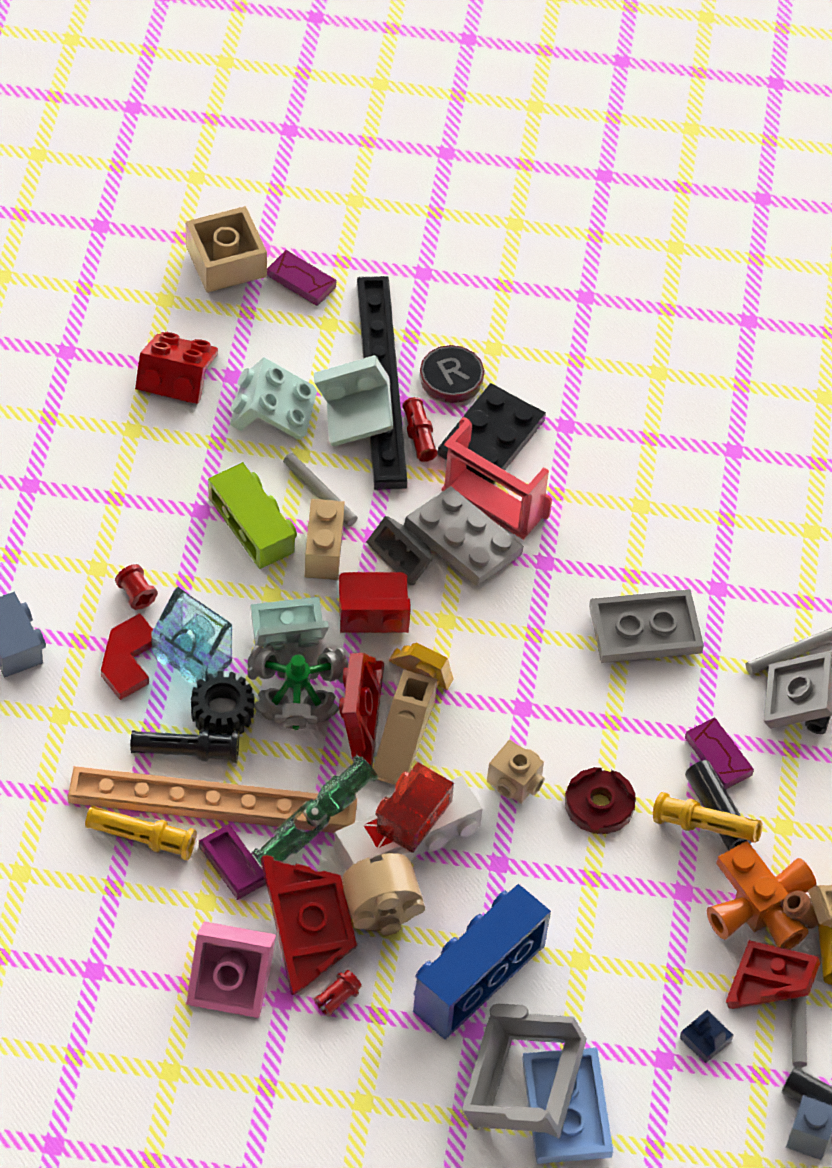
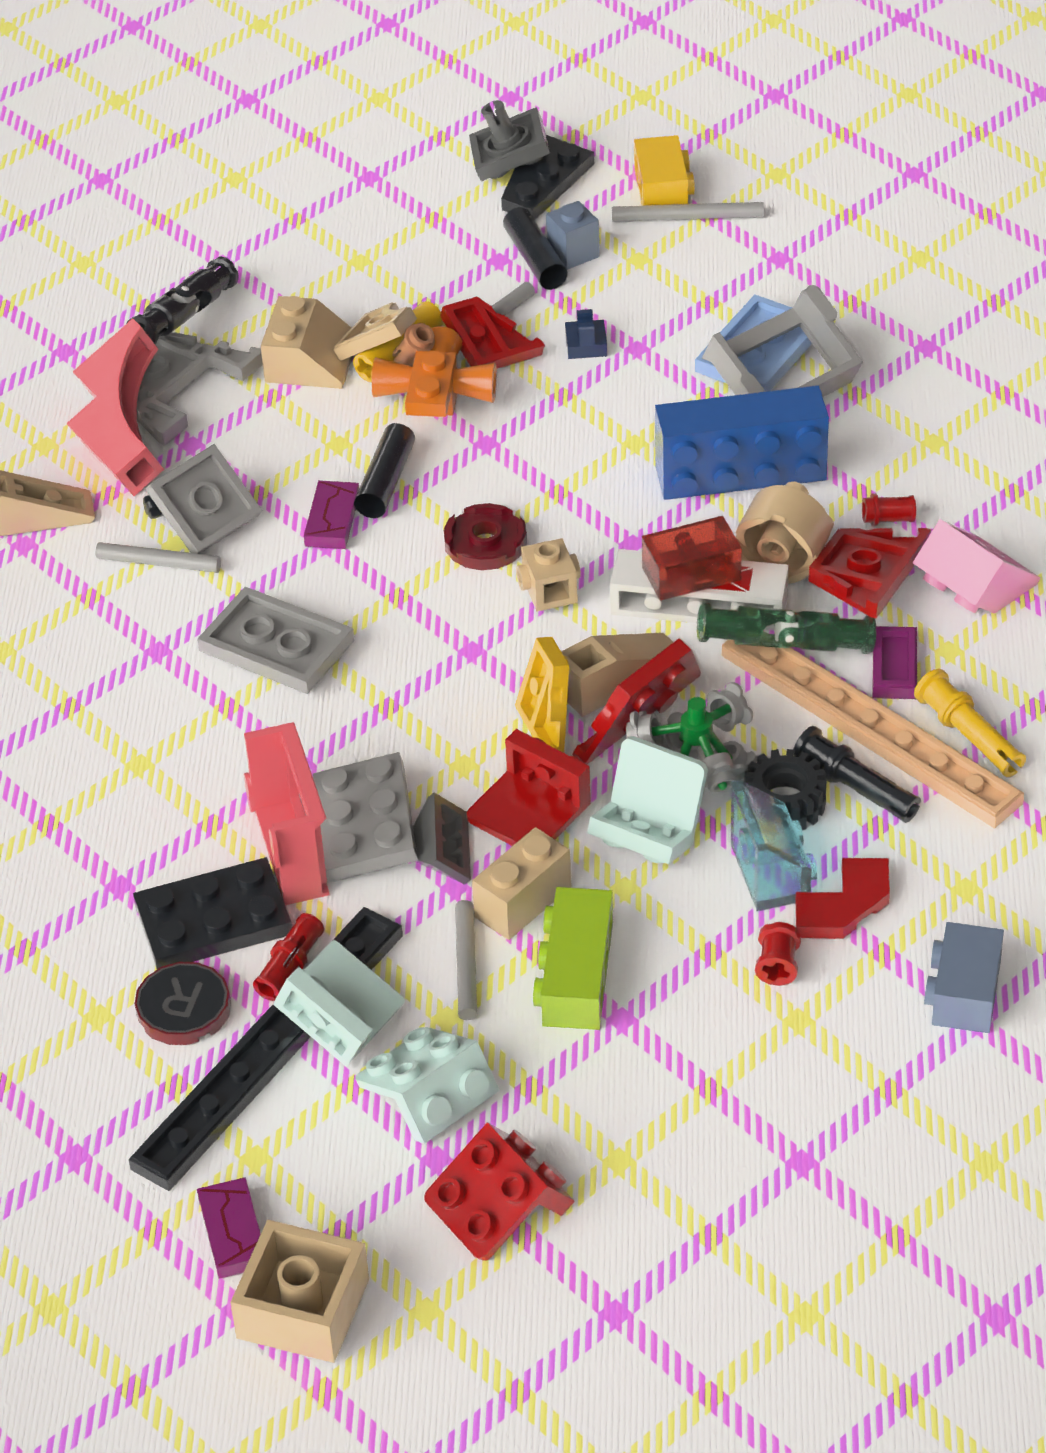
camera: 135 degrees left, 10 degrees down
(691, 815) = (423, 462): yellow pin -> none

